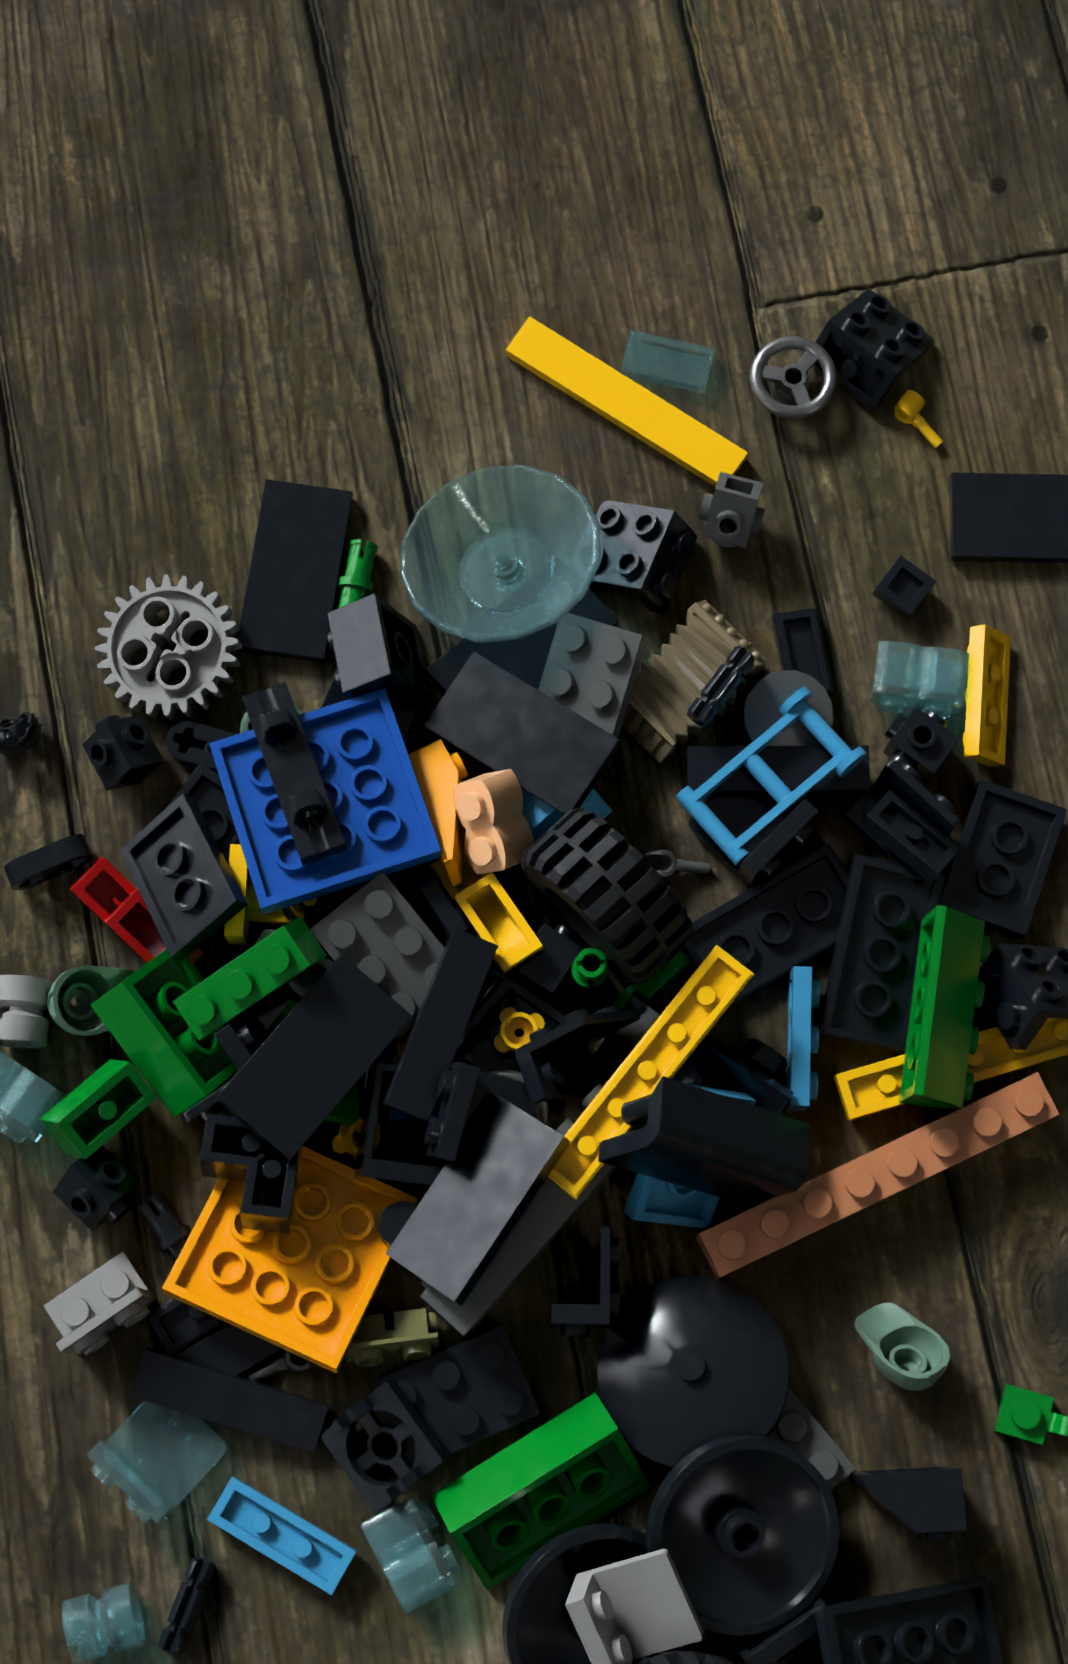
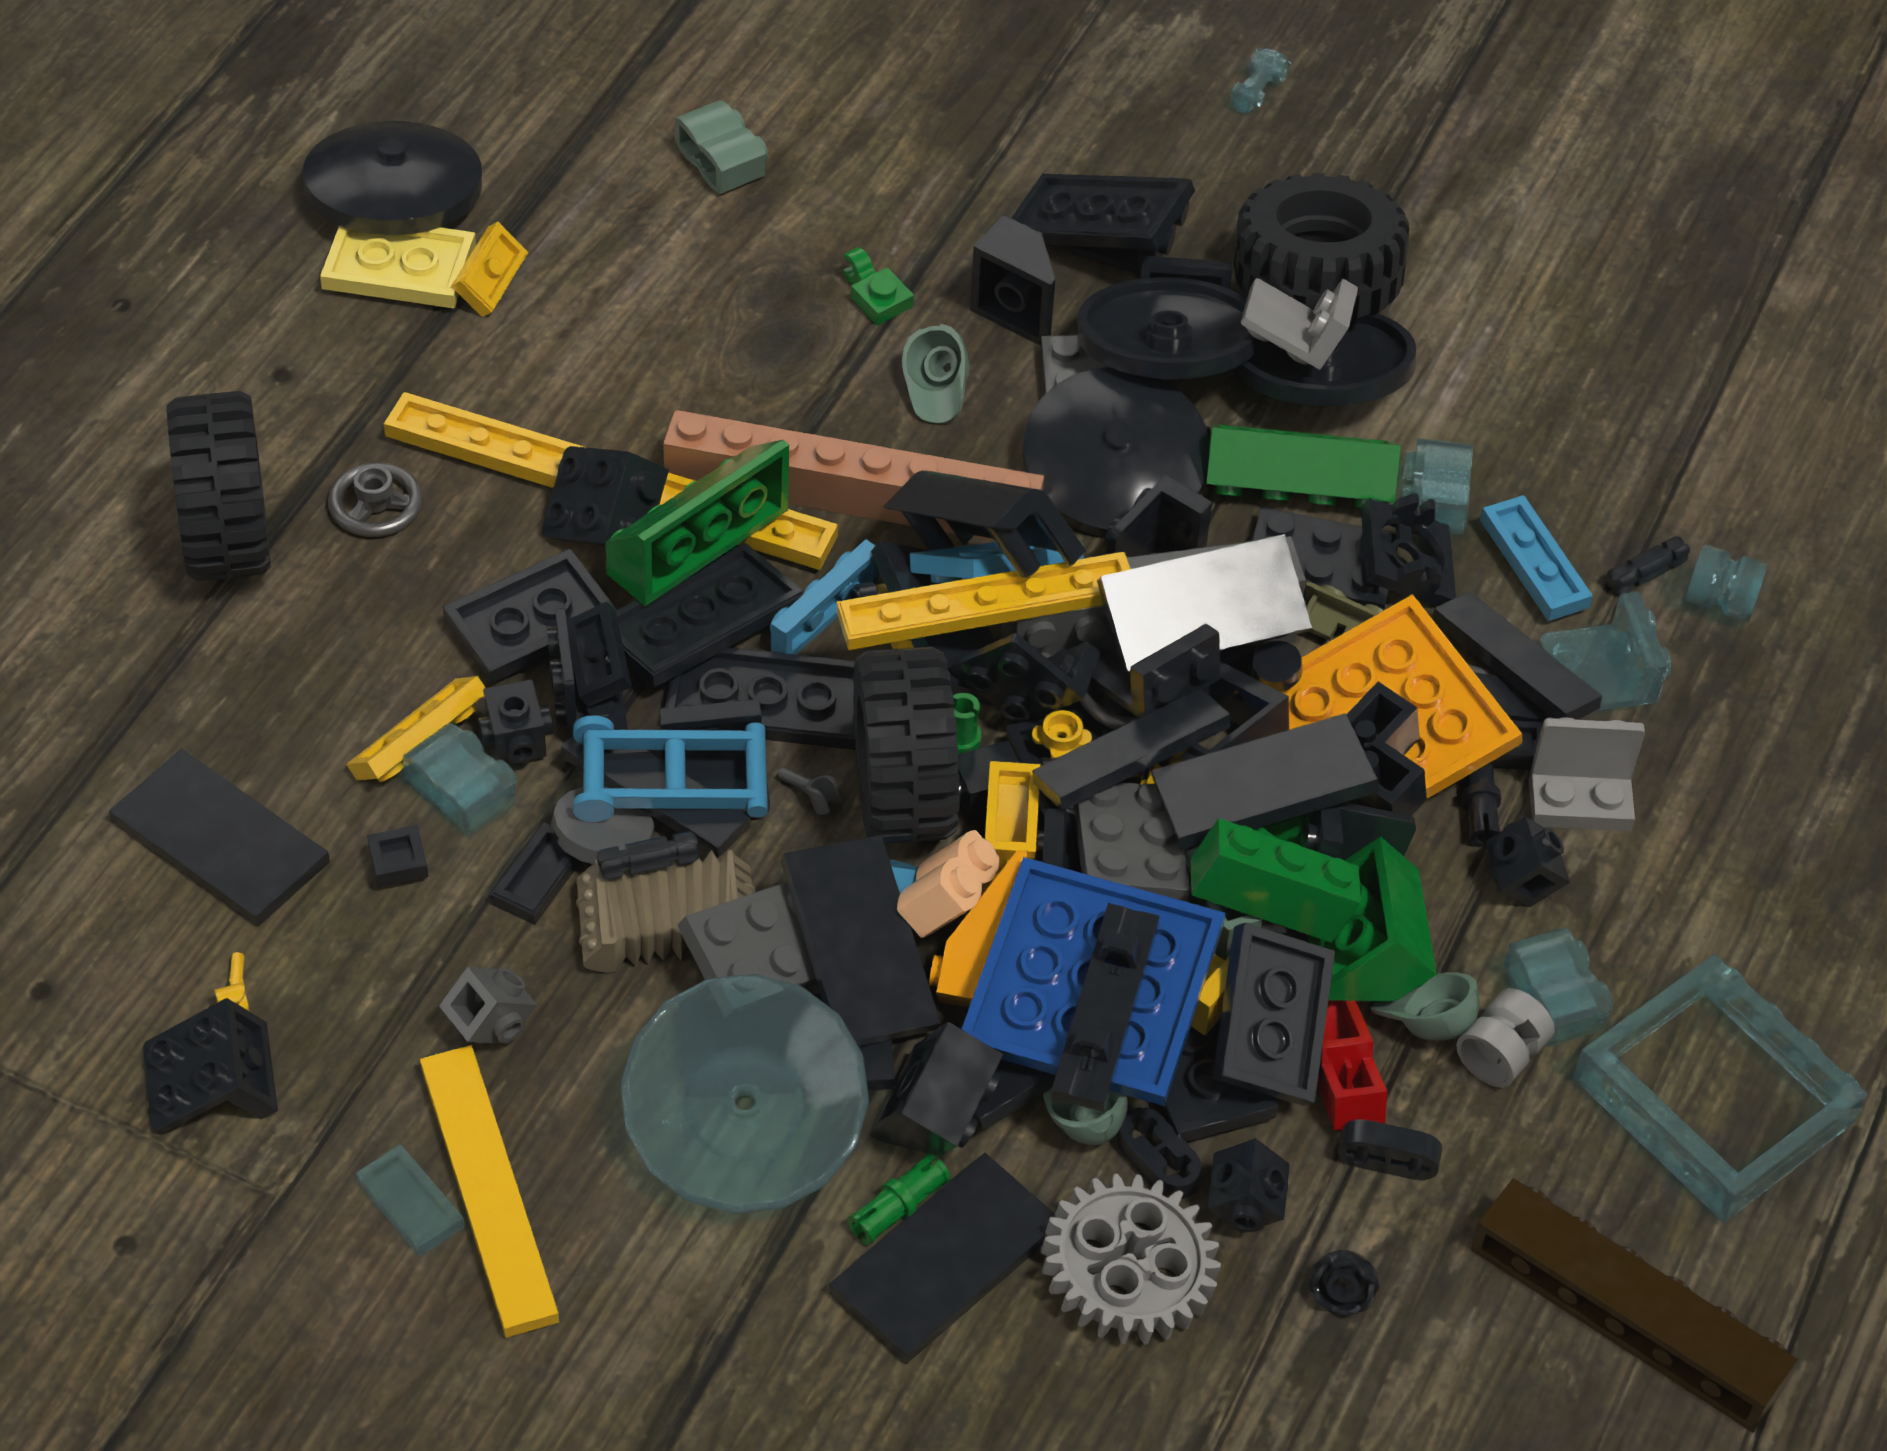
camera: 145 degrees left, 25 degrees down
(98, 1108) = (1485, 906): green brick -> none
(643, 551) = (598, 1041): black bracket -> none
(792, 393) = (316, 1108): flat silver piece -> none

